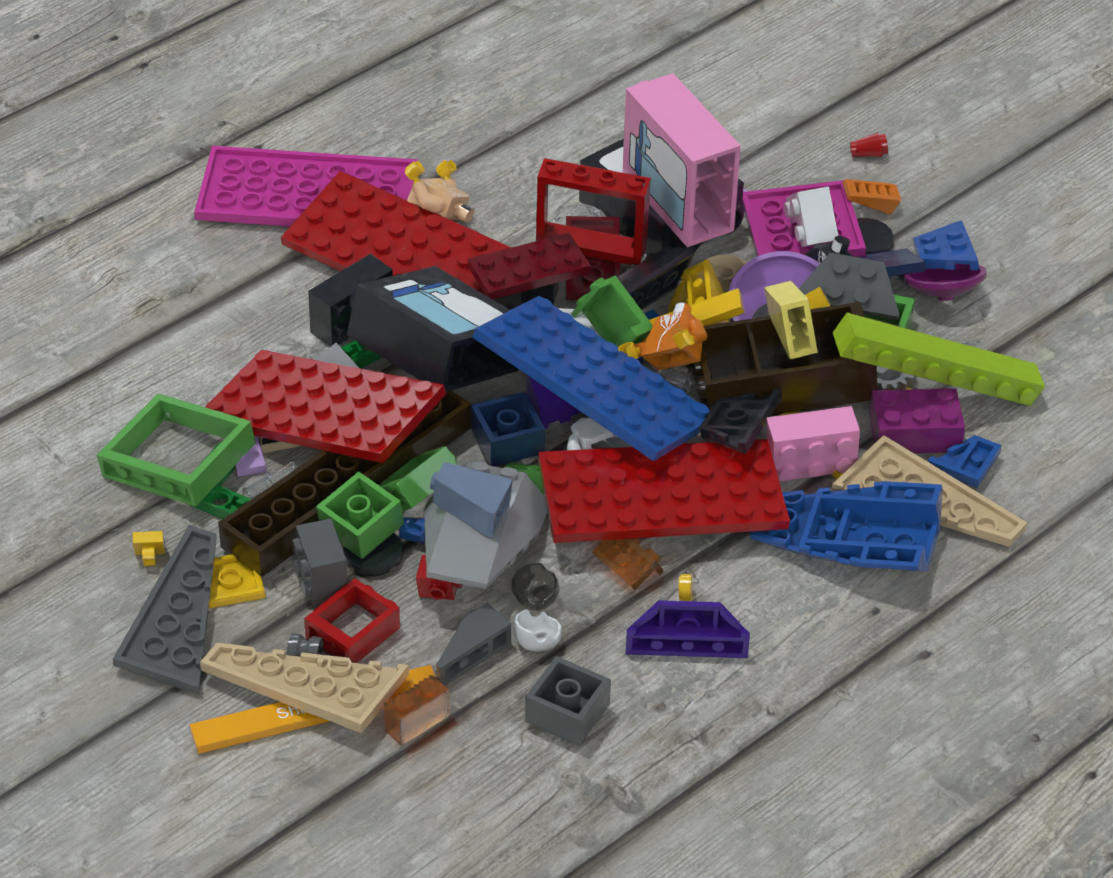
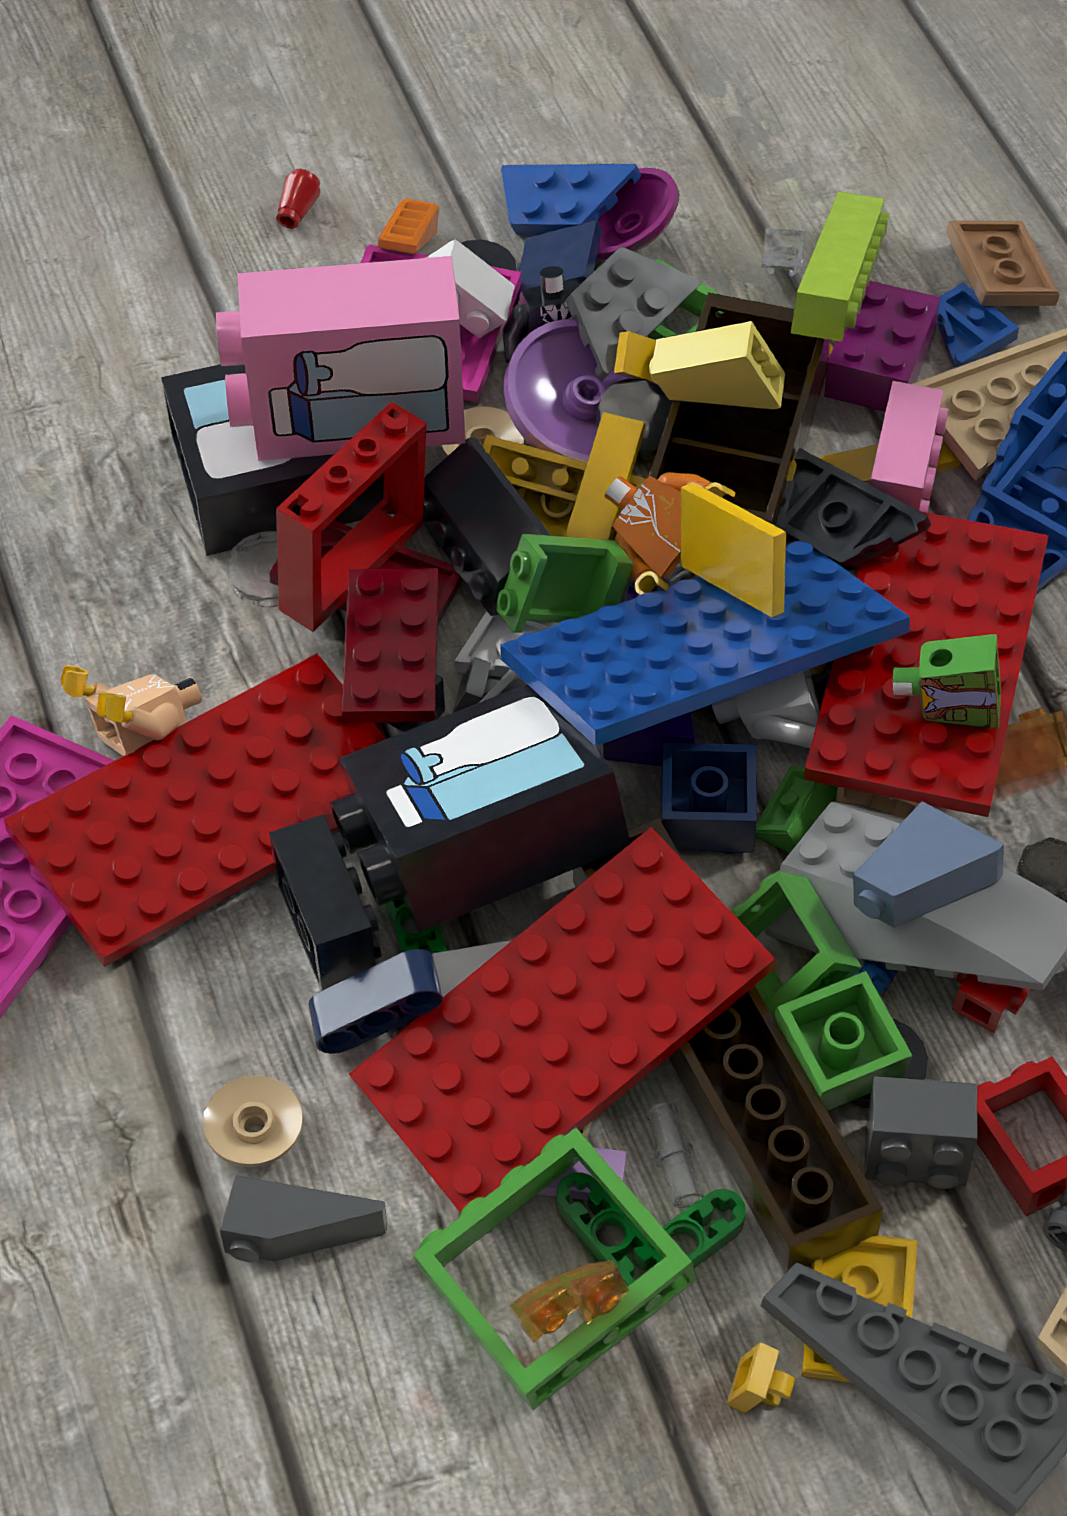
camera: 65 degrees left, 10 degrees up
(145, 441) = (587, 1289): none -> clear orange slope
(162, 352) = (289, 1220): none -> dark grey slope
(214, 322) = (249, 1103): none -> tan dish
(302, 338) = (375, 1001): none -> dark blue beam
(620, 475) = (956, 681): none -> bright green torso
(649, 356) = (733, 549): none -> yellow tile
(1035, 461) = (1002, 263): none -> medium nougat tile

